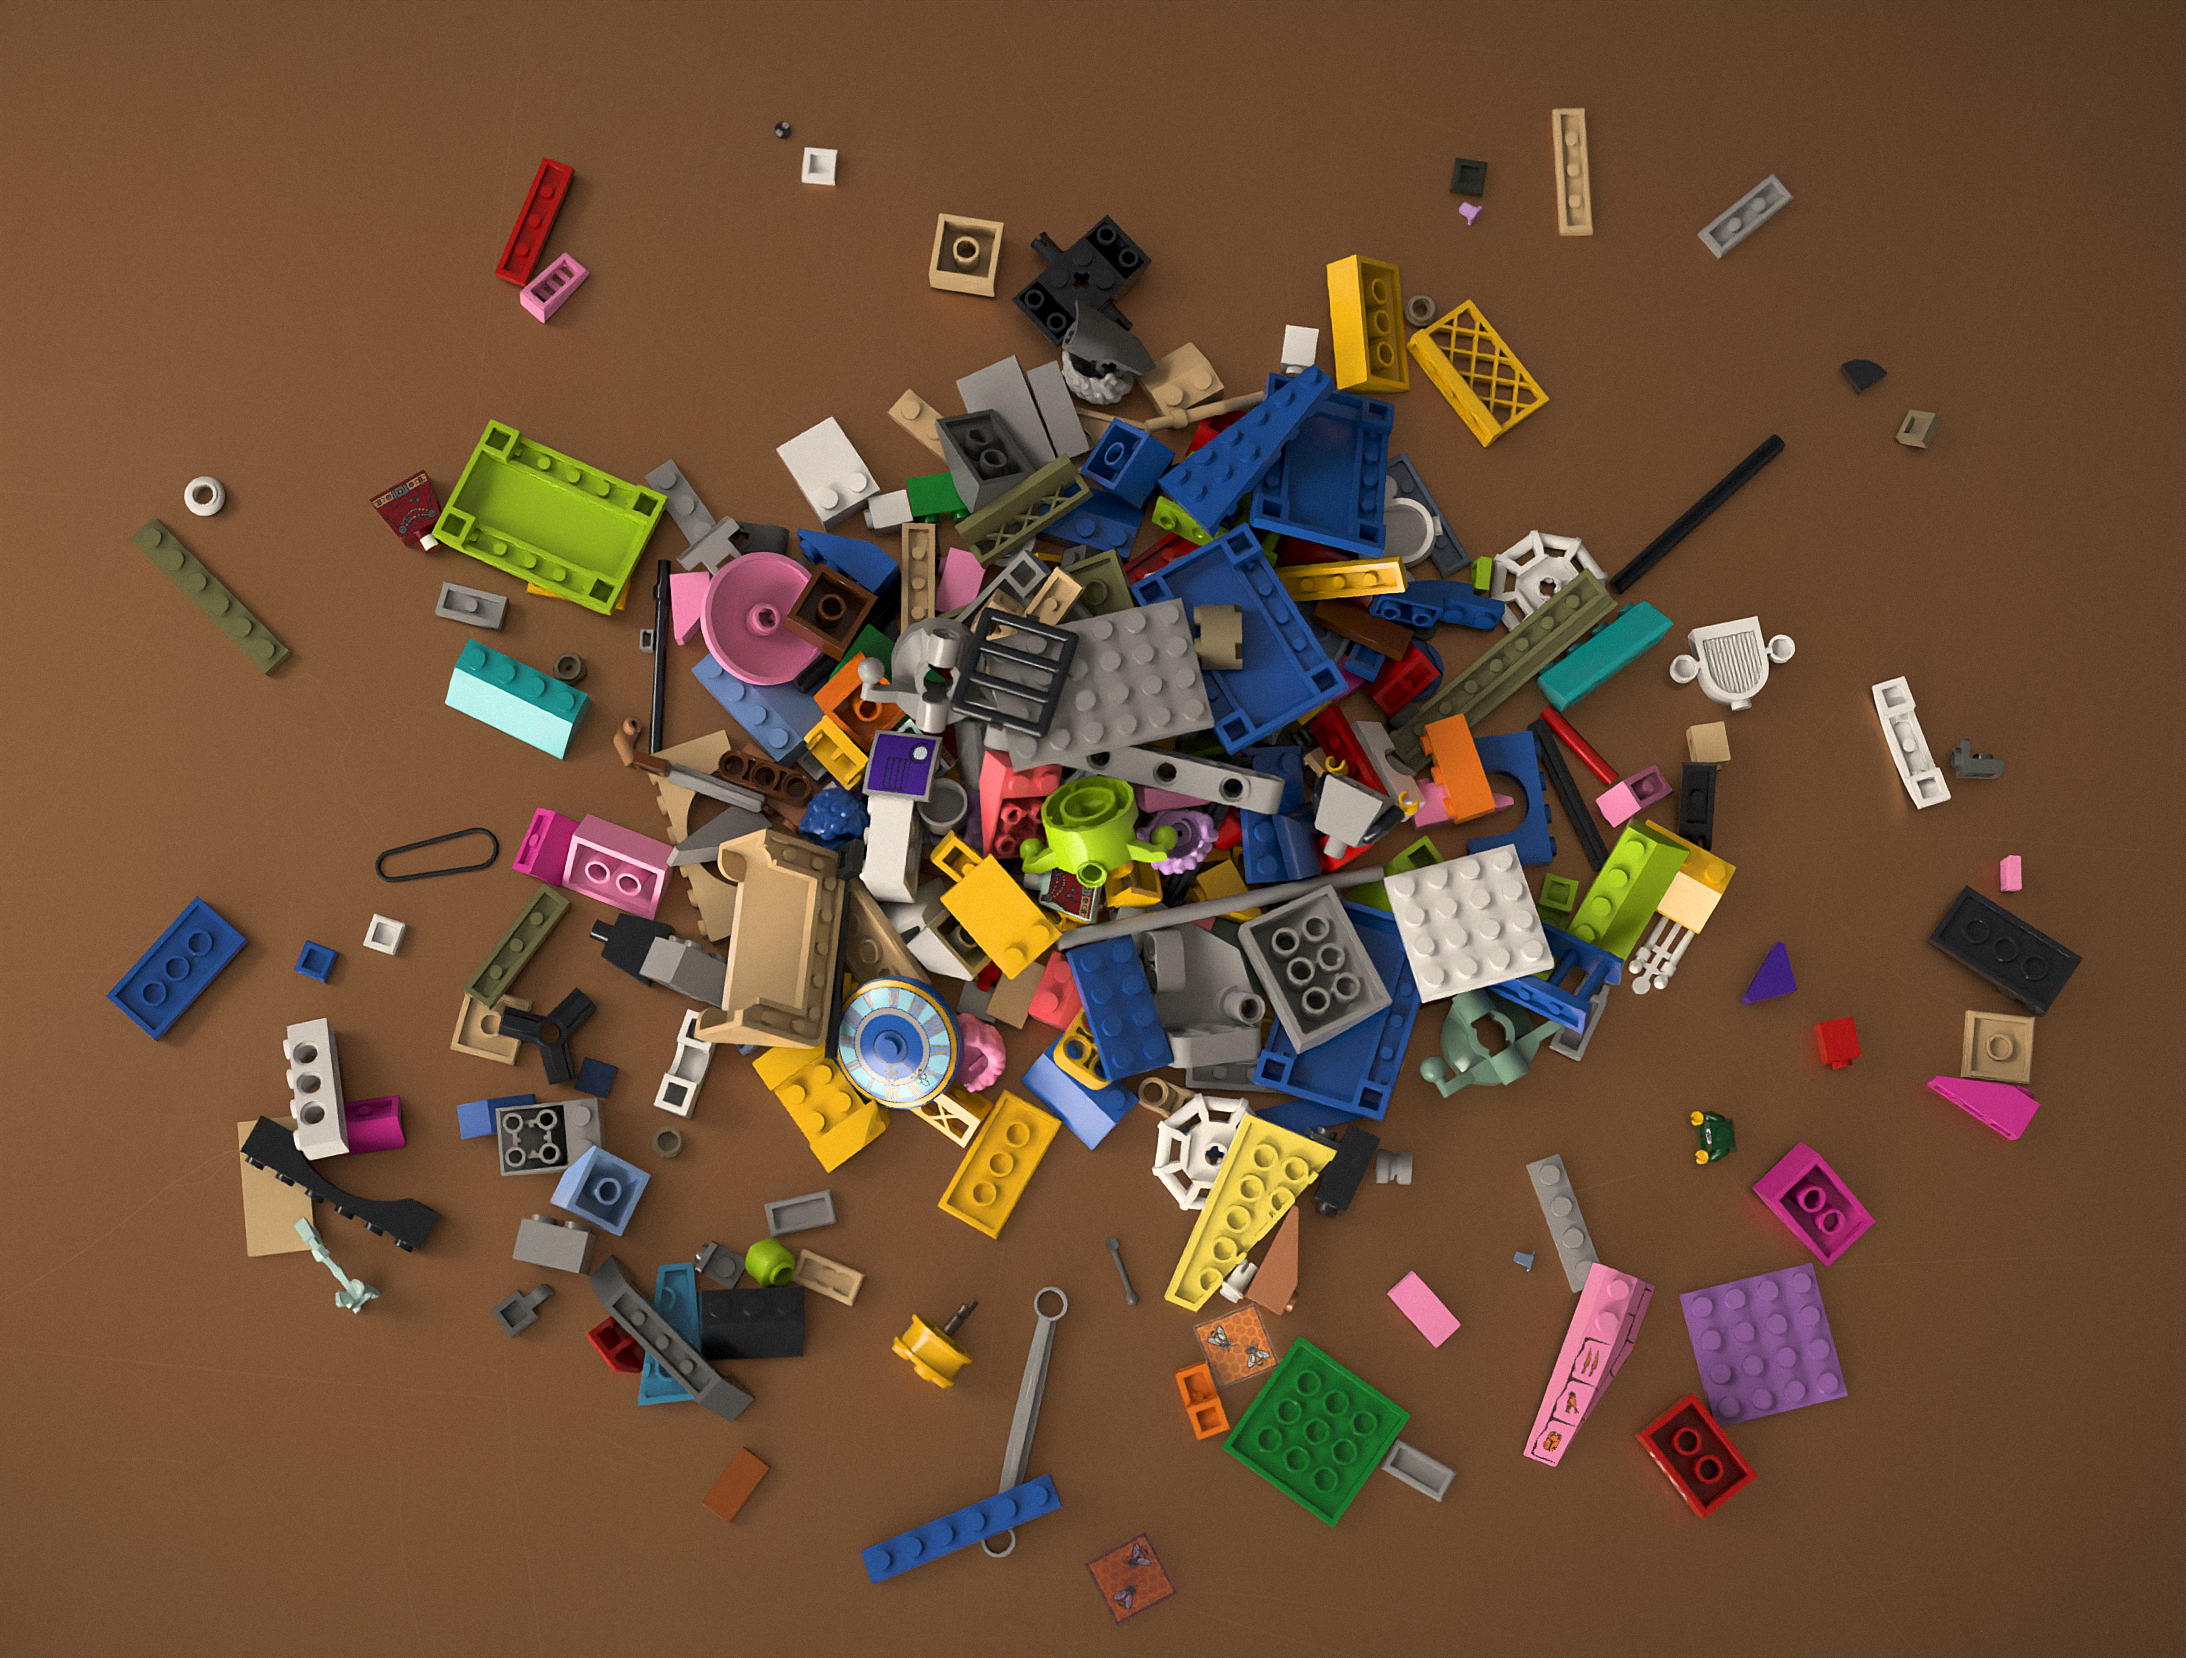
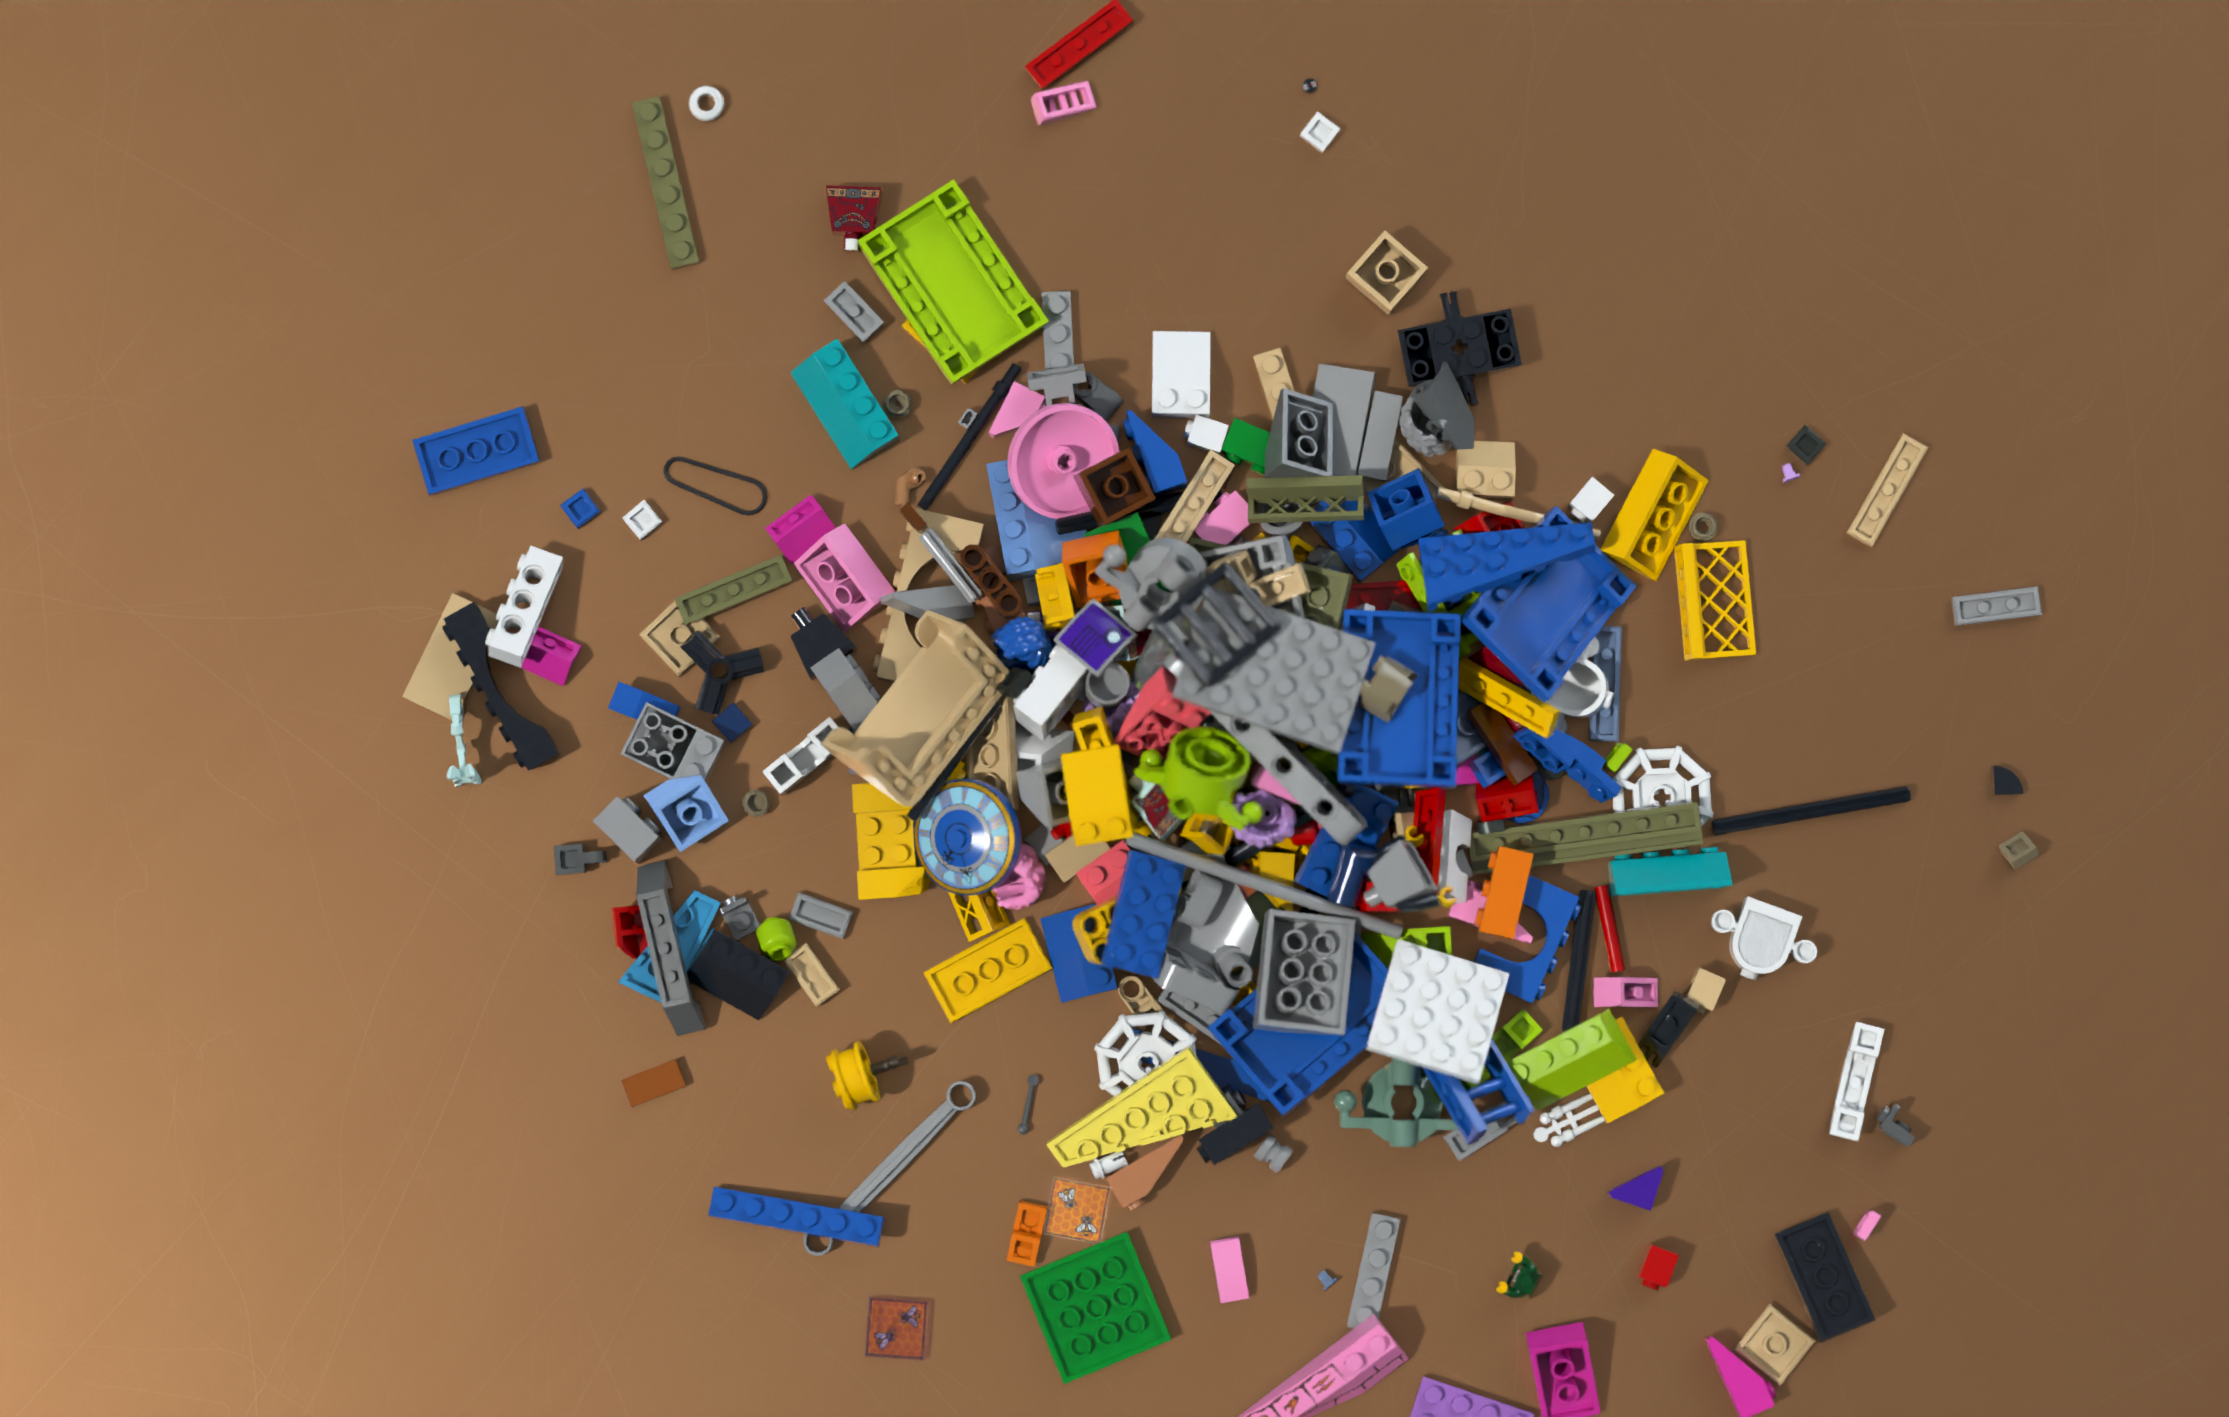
camera: 30 degrees right, 5 degrees up
(1418, 1469) = (1152, 1381): light grey tile -> none

